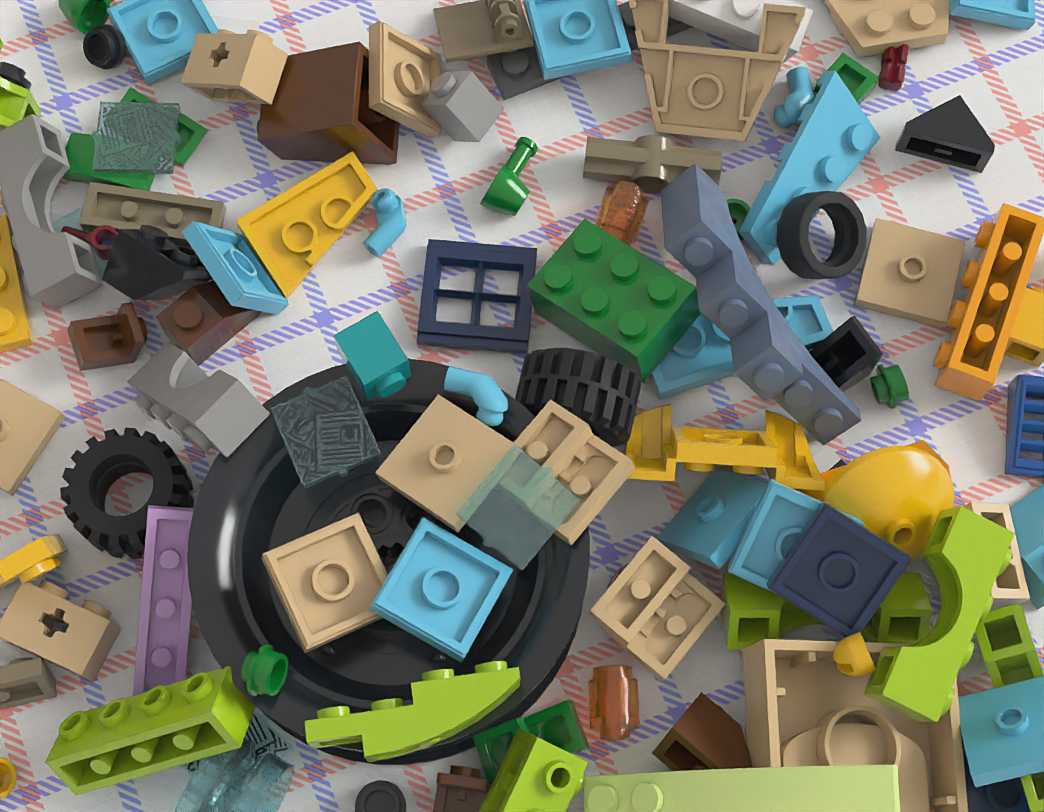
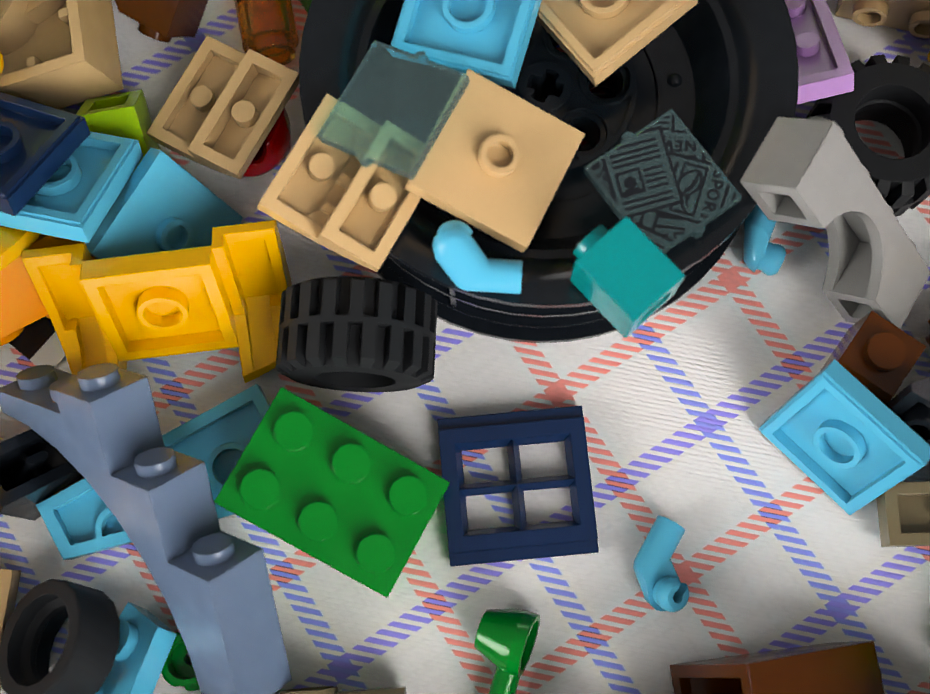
camera: 175 degrees right, 5 degrees up
(307, 220) = (768, 546): yellow wing -> none
(622, 211) = (343, 632): clear orange brick -> none

